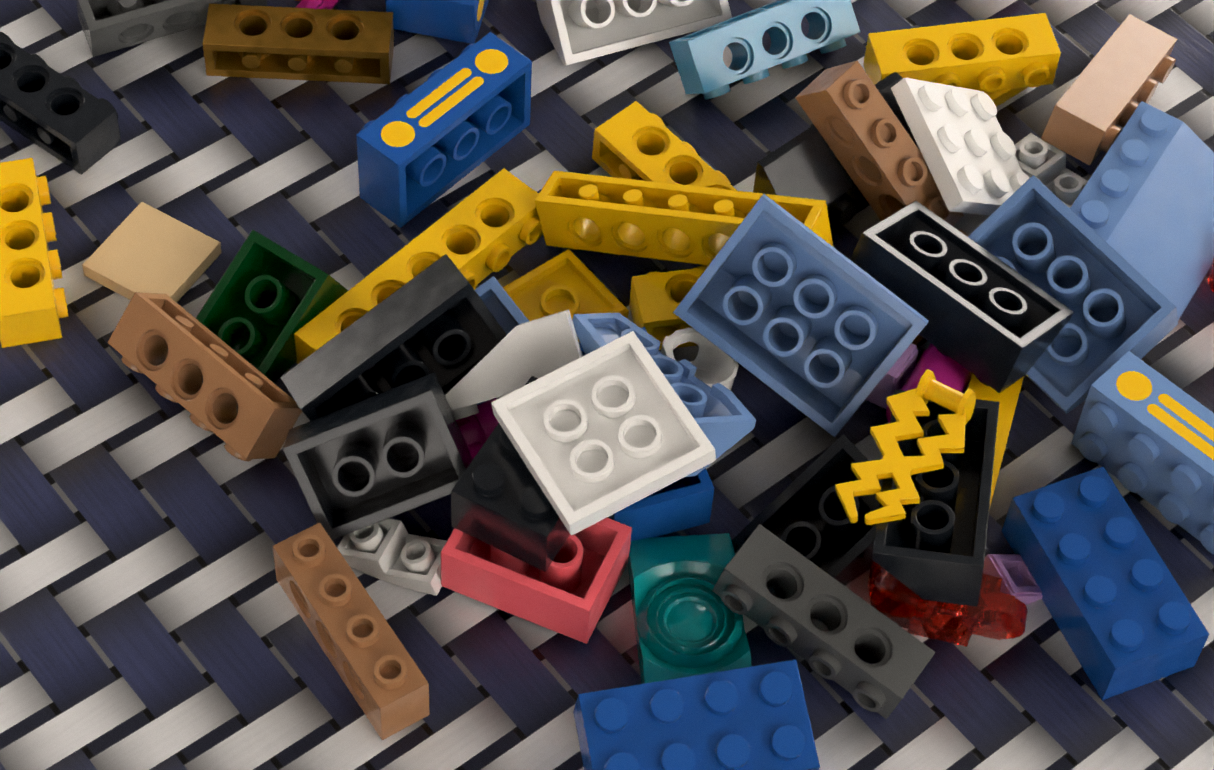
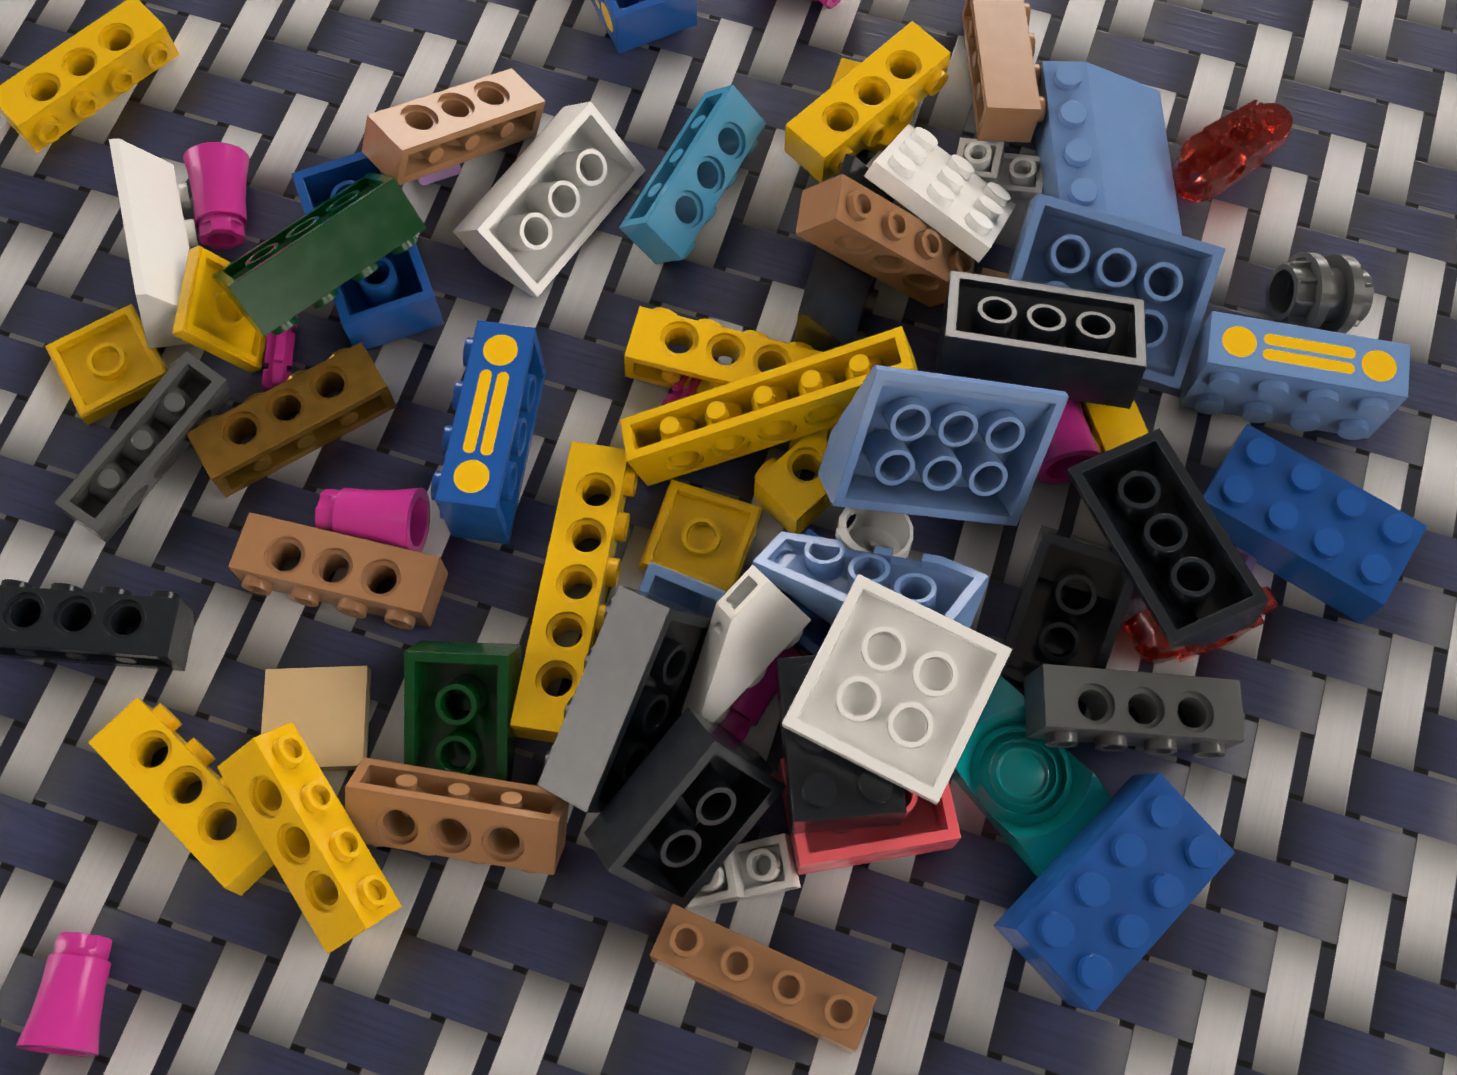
camera: 30 degrees left, 15 degrees up
(82, 318) = (309, 836): none -> yellow brick
(251, 166) = (270, 542): none -> medium nougat brick
(310, 144) = (380, 516): none -> dark pink plant
(900, 467) = (1131, 548): yellow piece -> none

